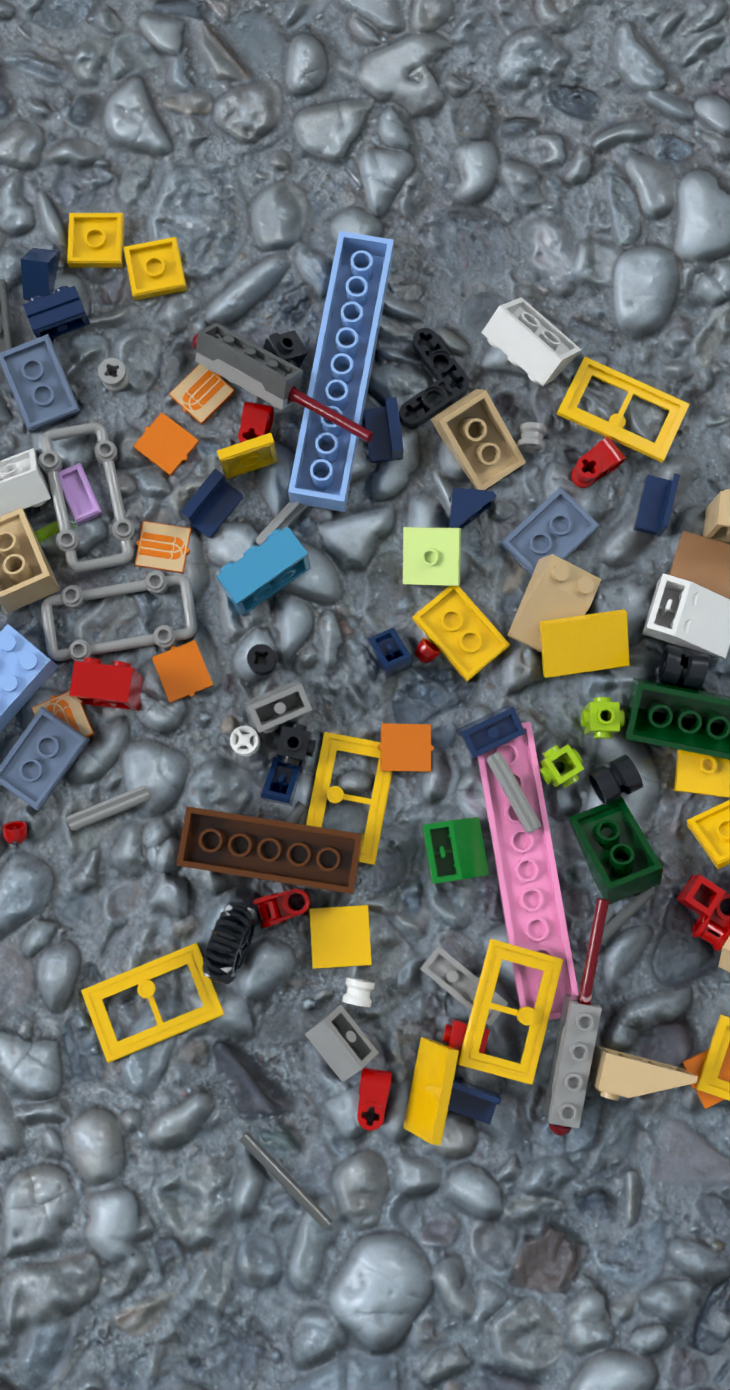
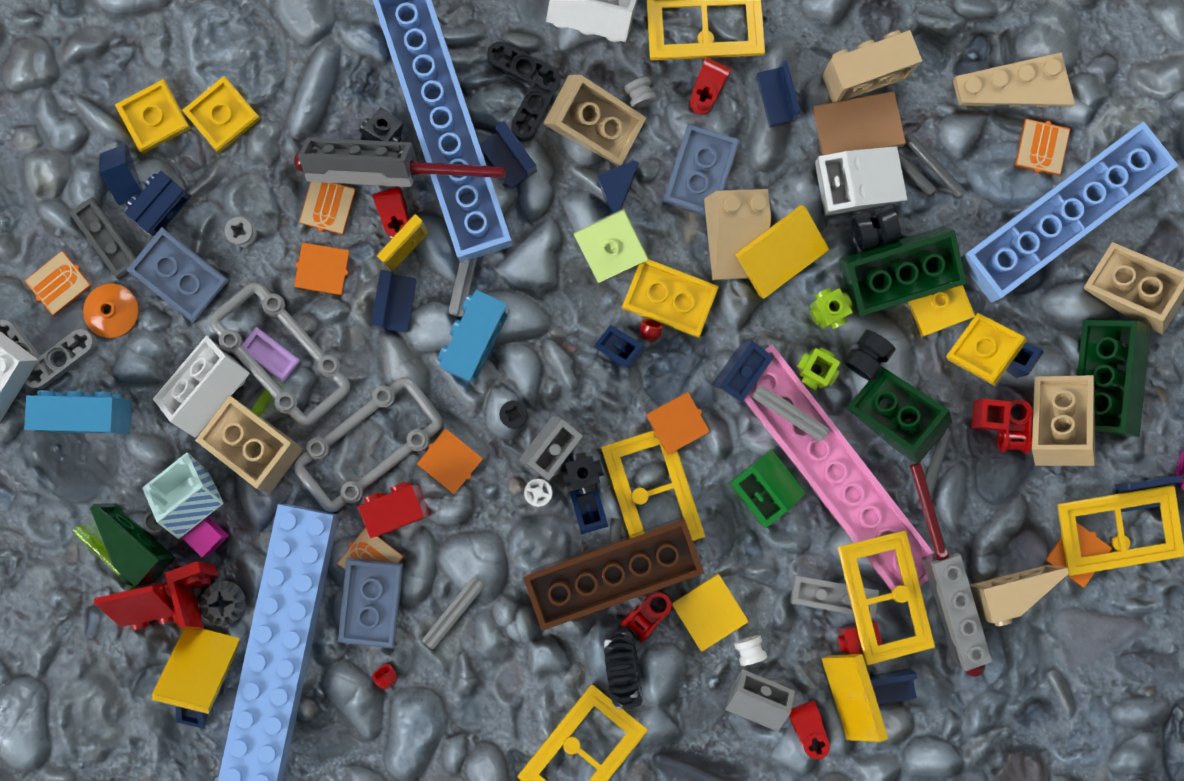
camera: 30 degrees left, 5 degrees up
(163, 547) = (371, 362): piece -> none

